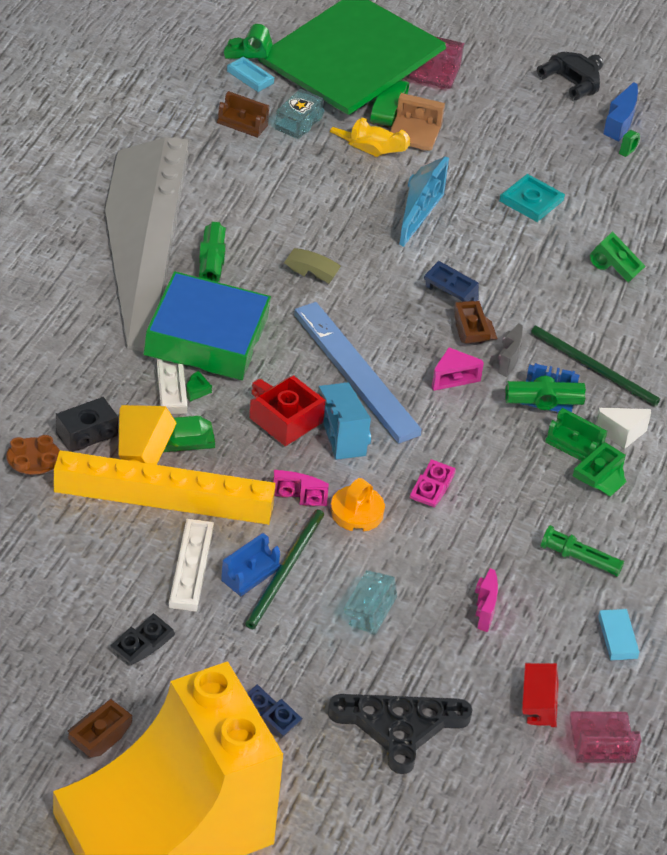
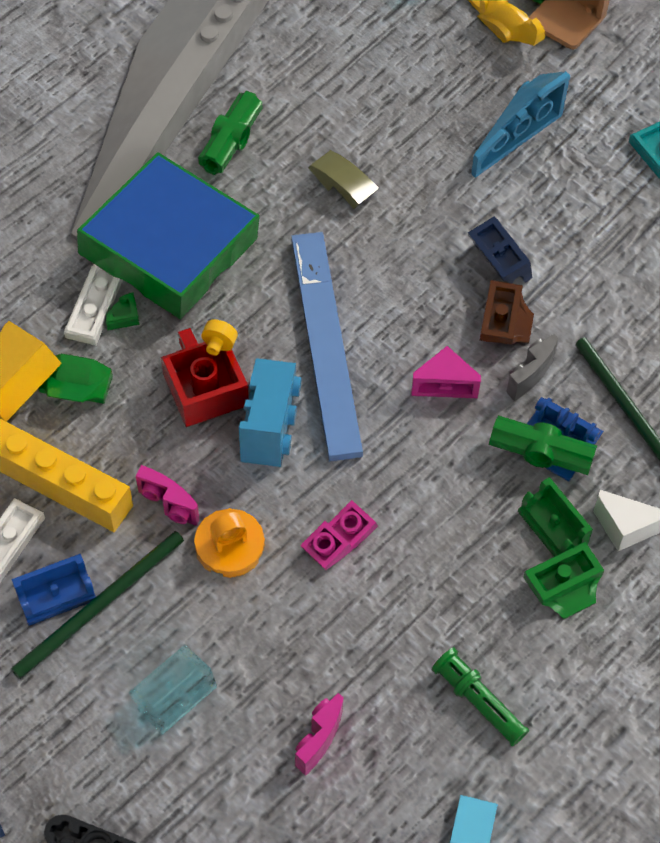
camera: 25 degrees right, 15 degrees up
(292, 371) = (218, 336): none -> yellow tile

